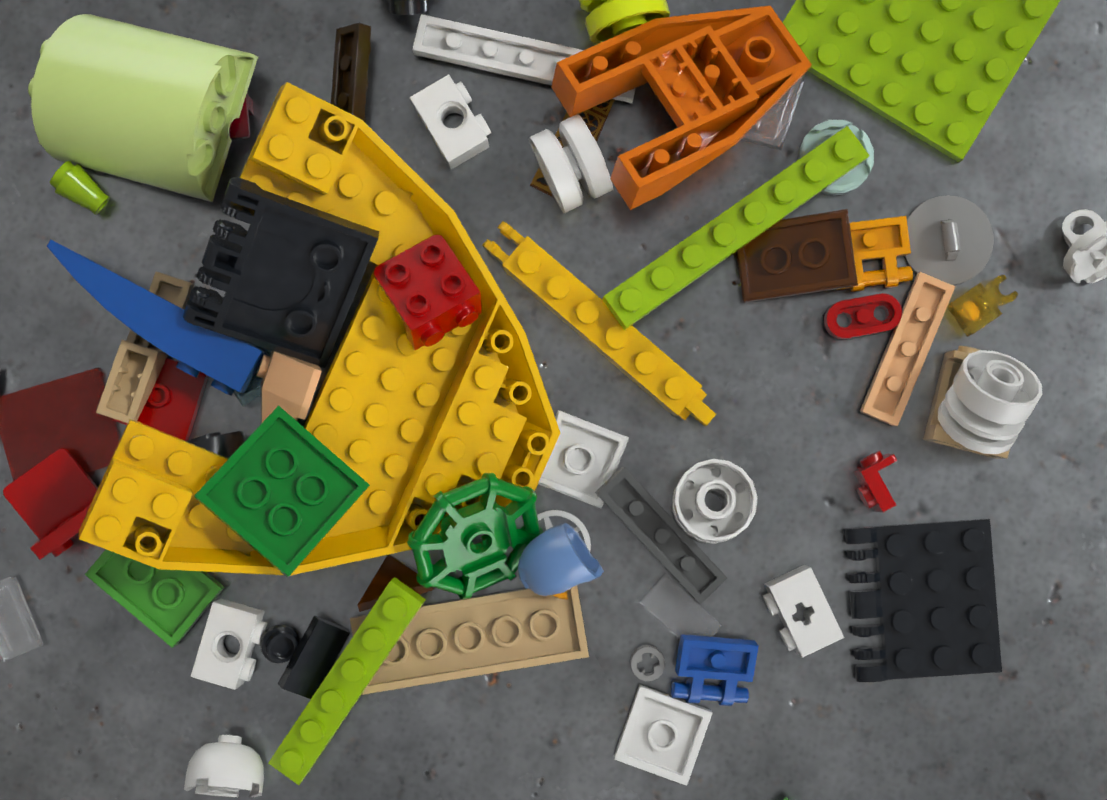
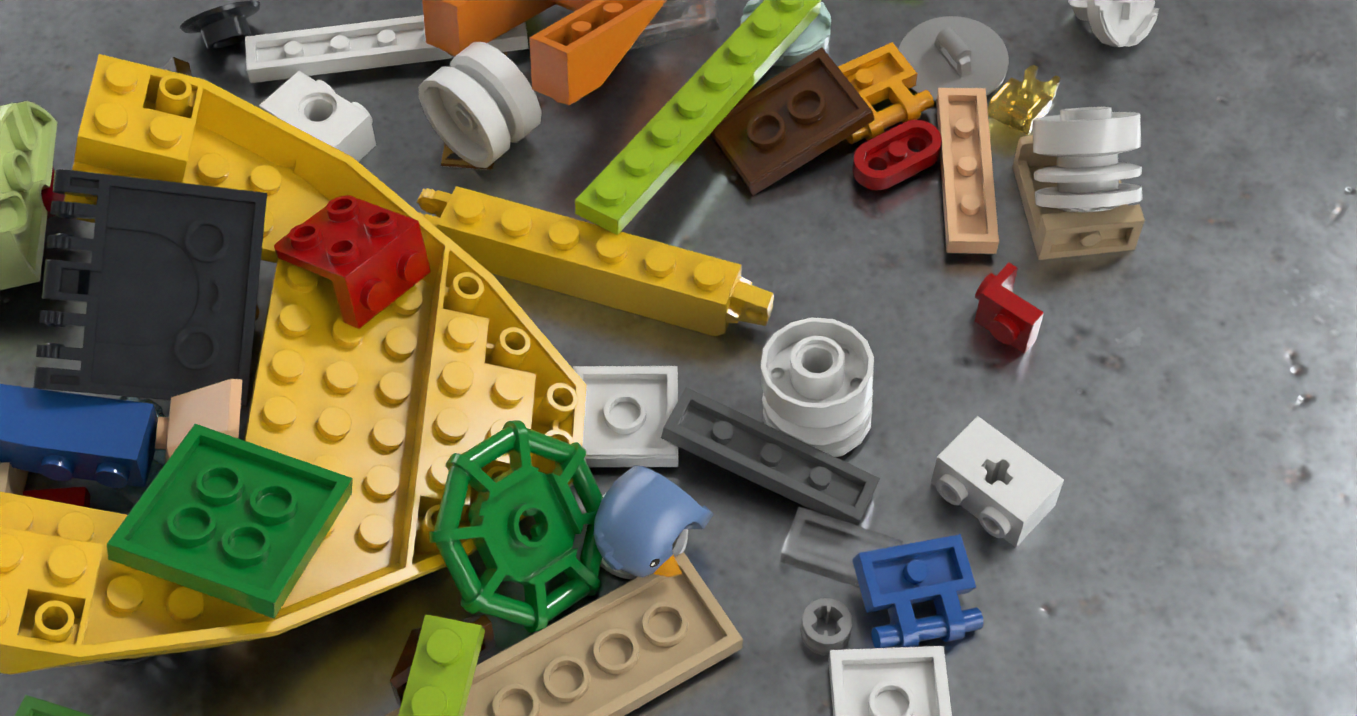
camera: 25 degrees left, 30 degrees down
(930, 600) = (1147, 419): black hinge -> none

